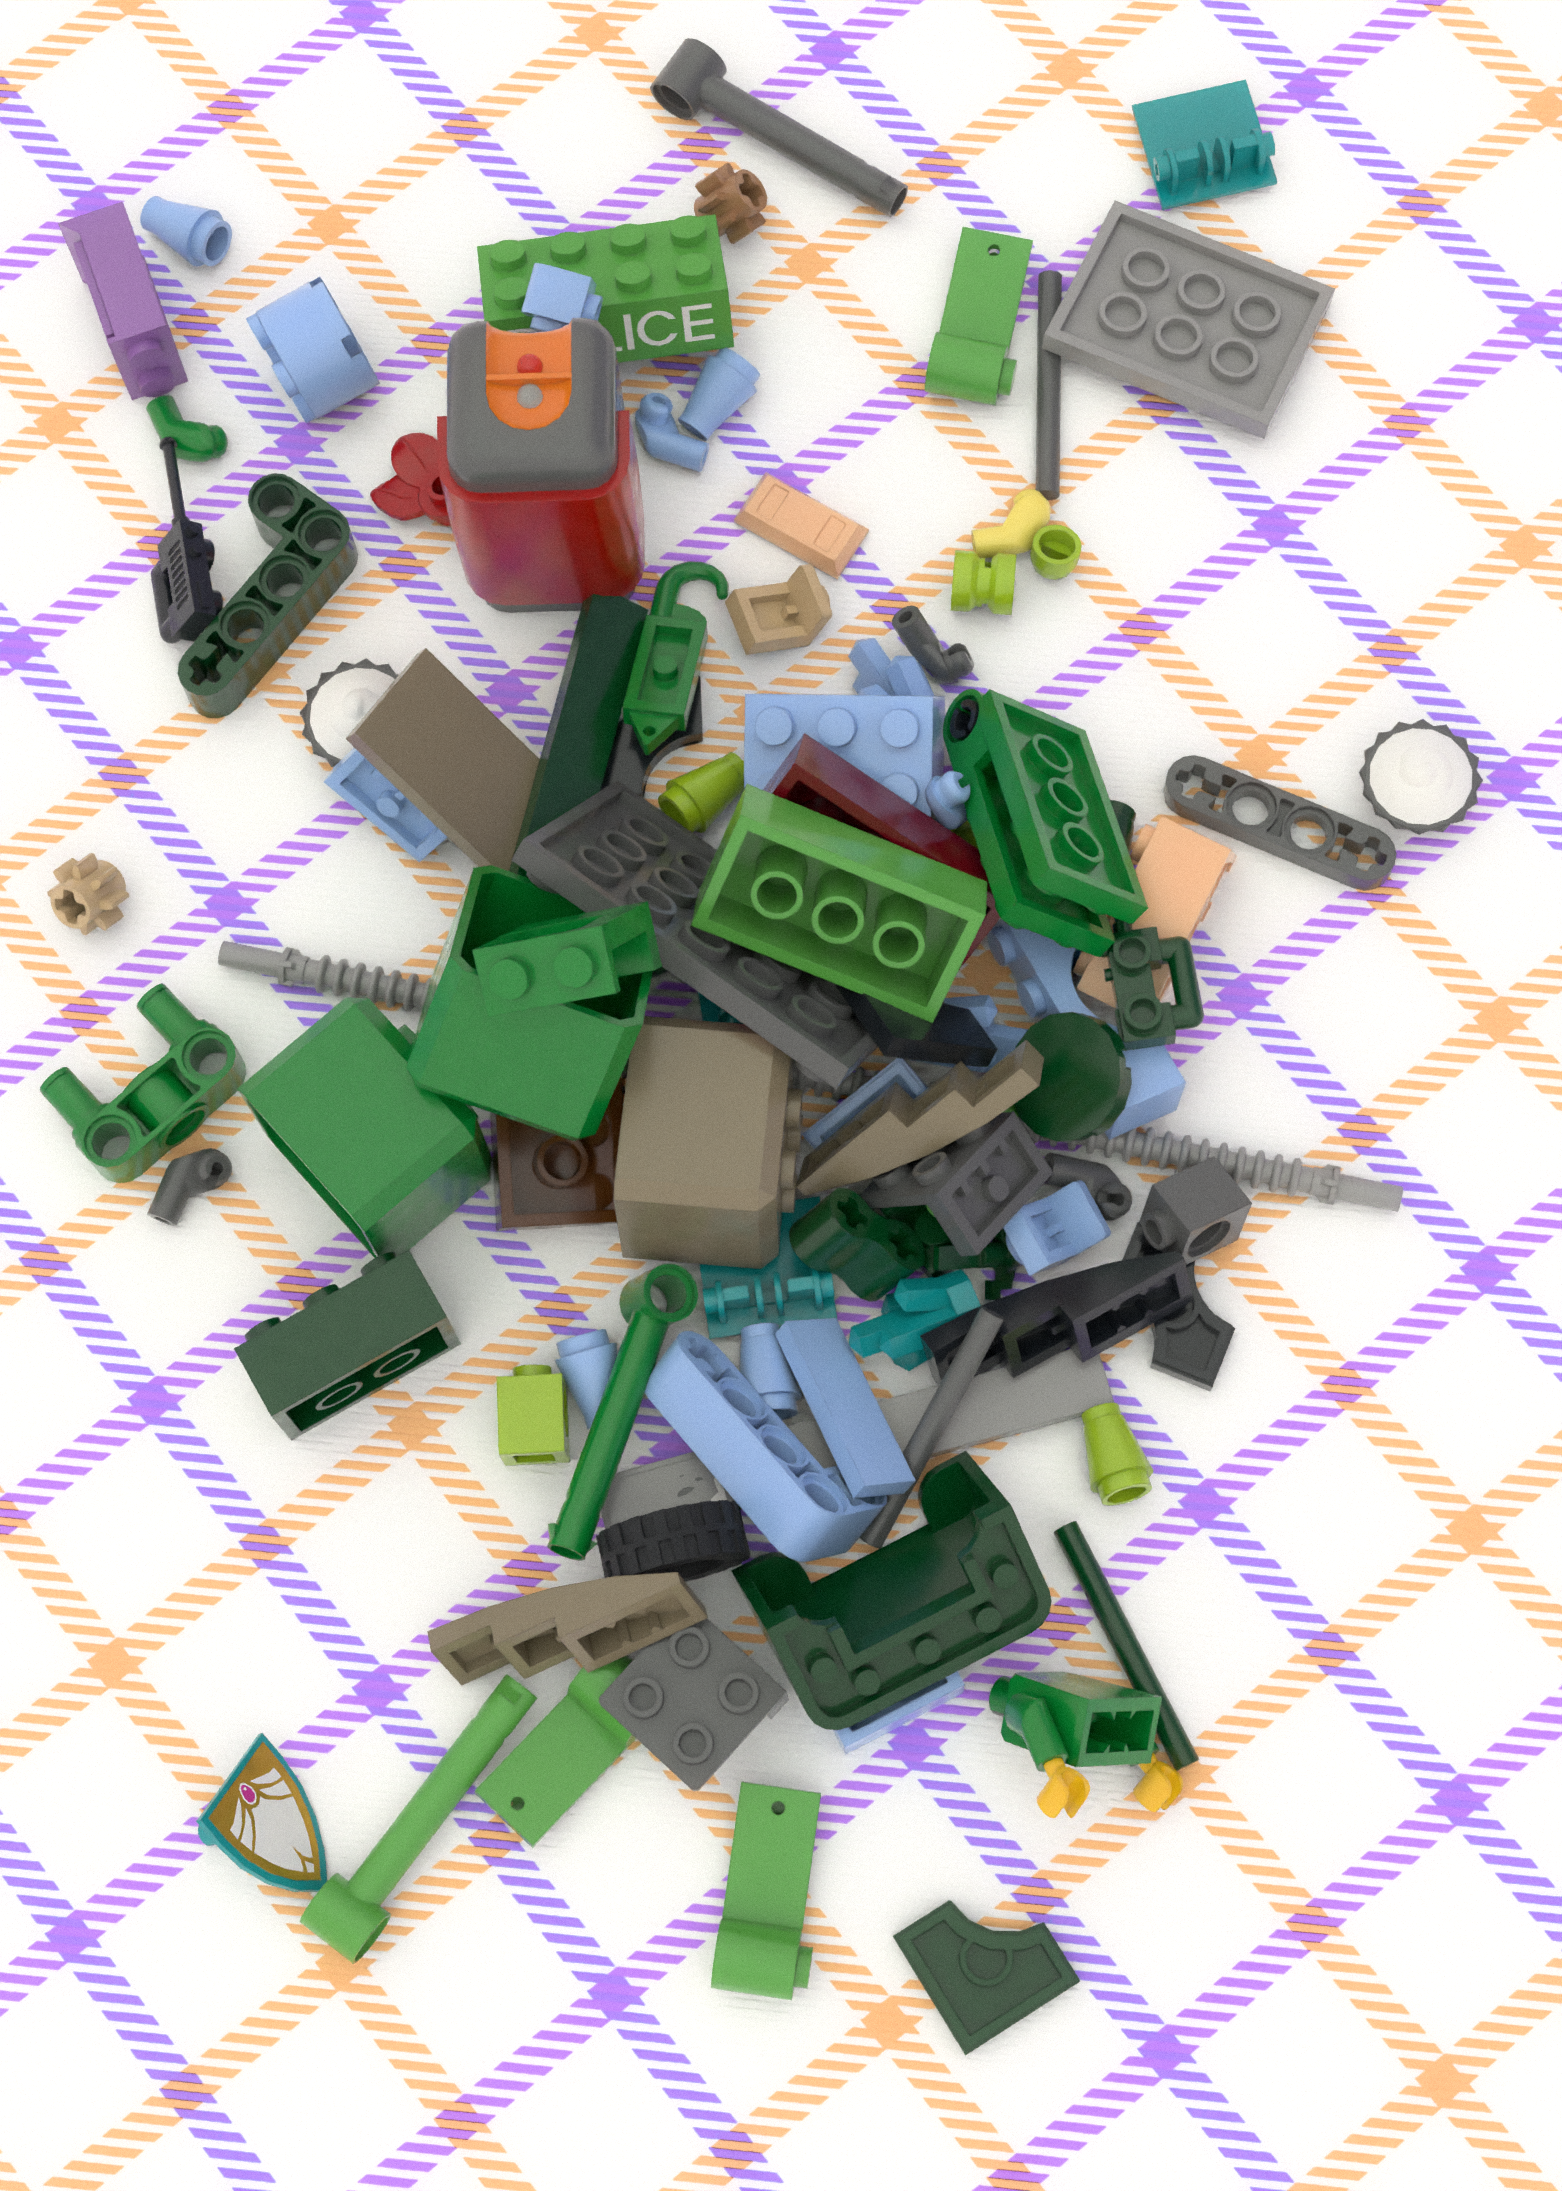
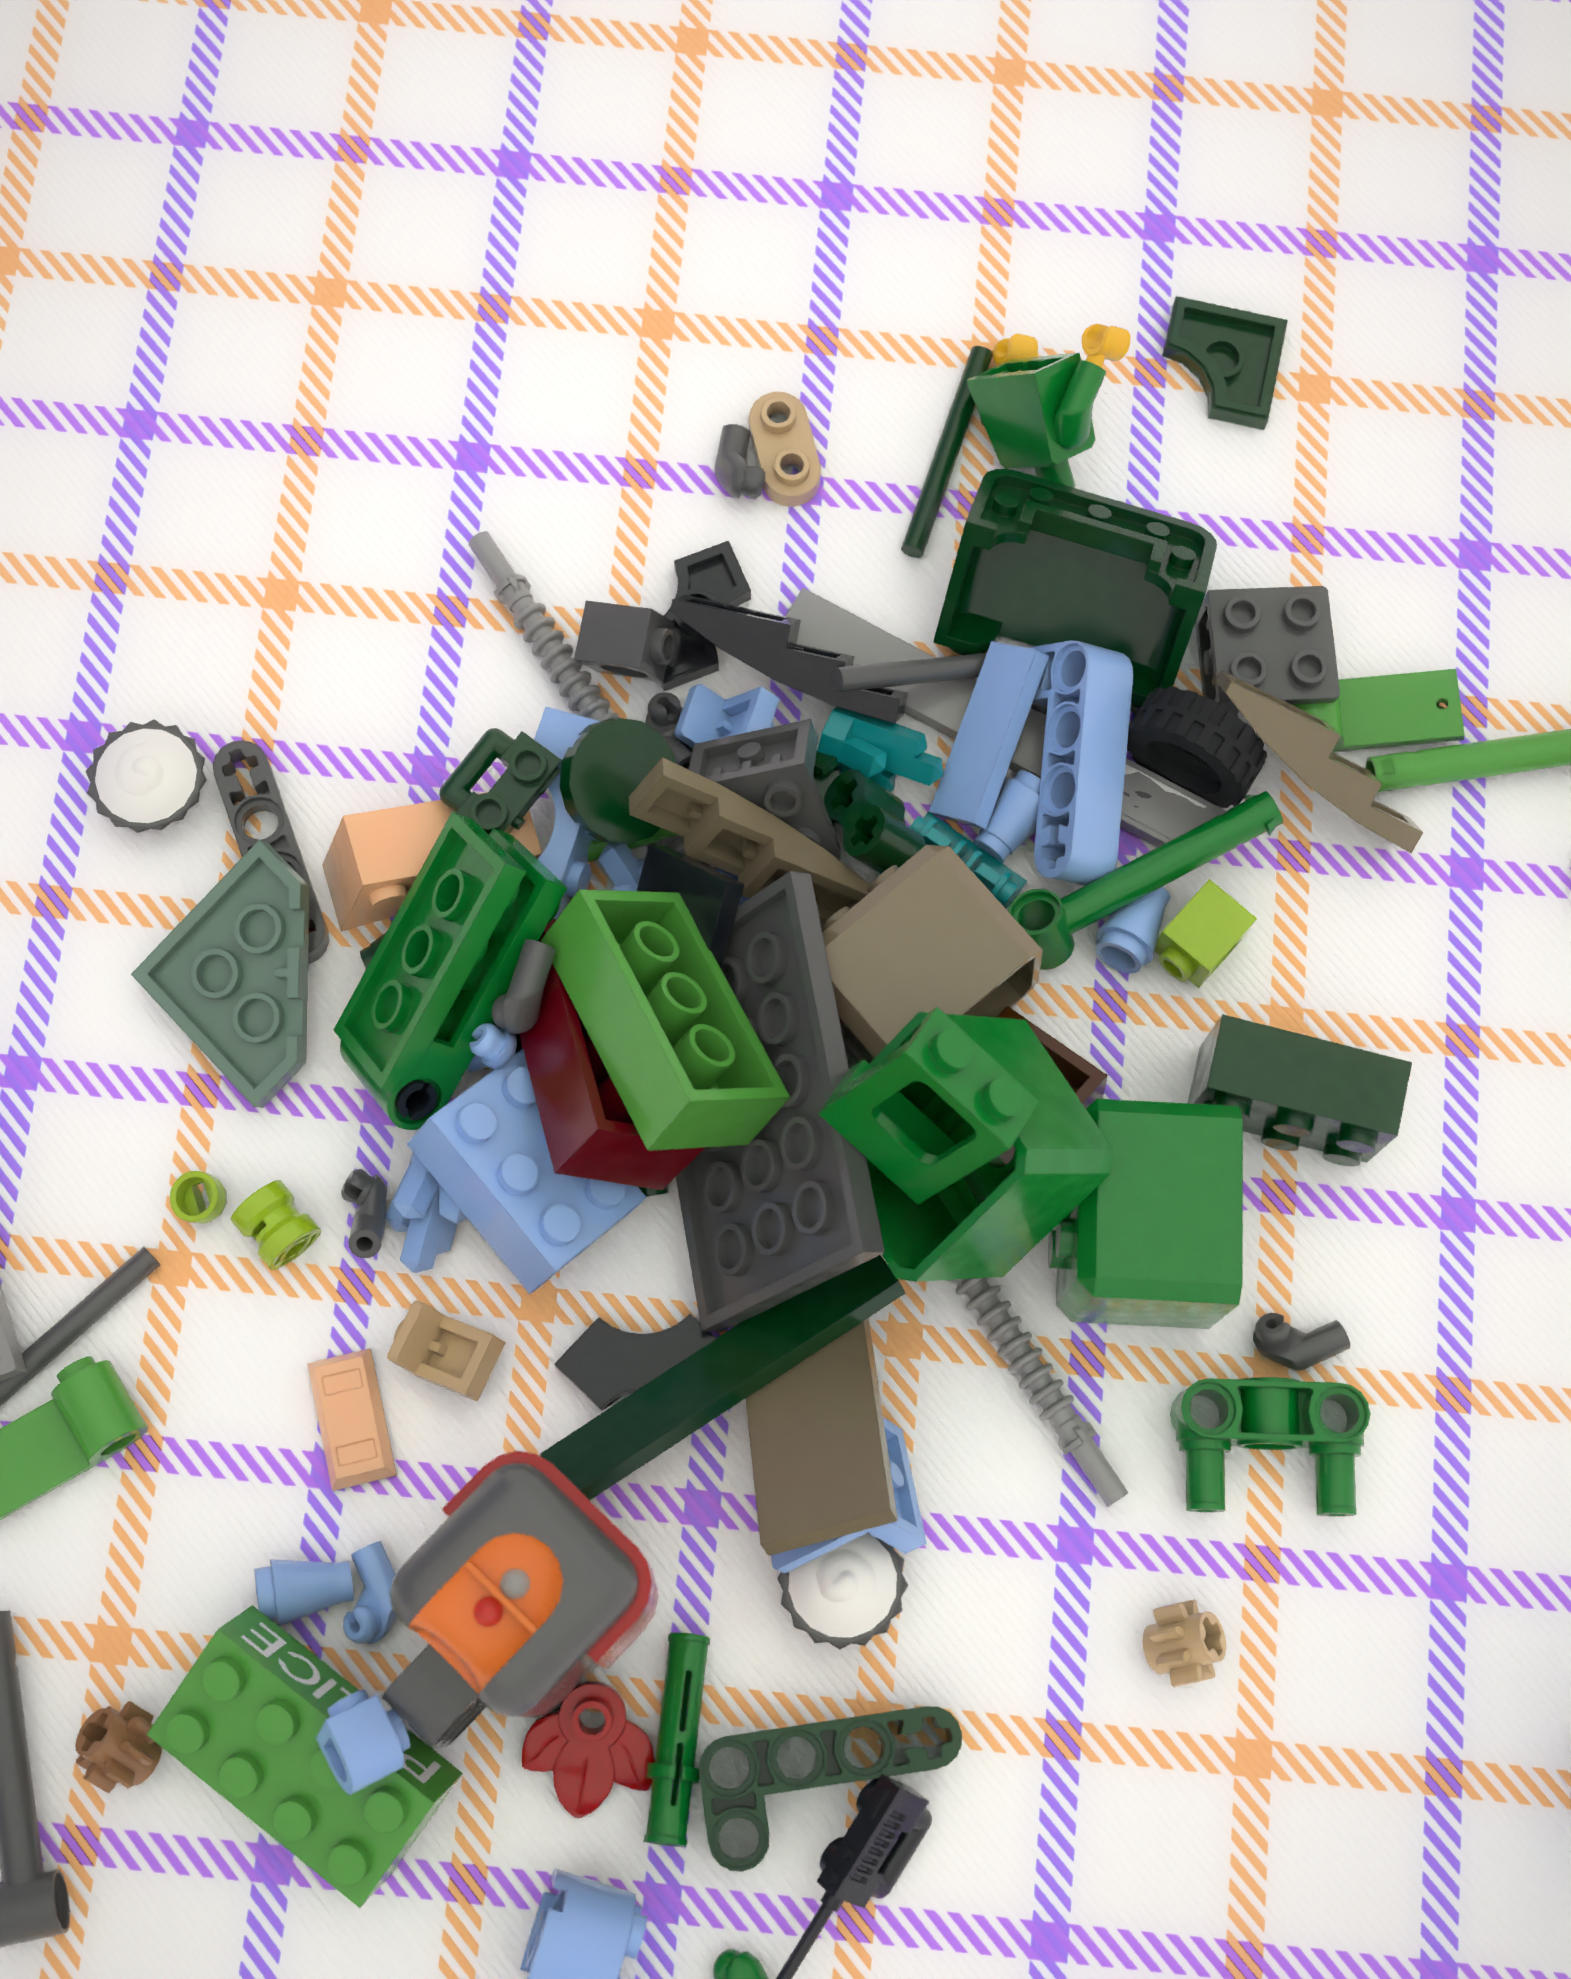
camera: 145 degrees left, 0 degrees up
(335, 479) = (677, 1740): none -> green pin
(669, 657) = (569, 1387): green plate -> none
(703, 793) = (644, 1267): lime cone -> none
(767, 1893) = (1346, 501): bright green door -> none
(954, 827) = (521, 1004): none -> dark grey arm
(1016, 535) = (202, 1244): light yellow arm -> none
(1114, 1456) = (838, 554): lime cone -> none
(1194, 711) = (241, 974): none -> sand green plate
(1251, 1518) = (782, 445): none -> tan plate
(1278, 1454) = (732, 466): none -> dark grey arm

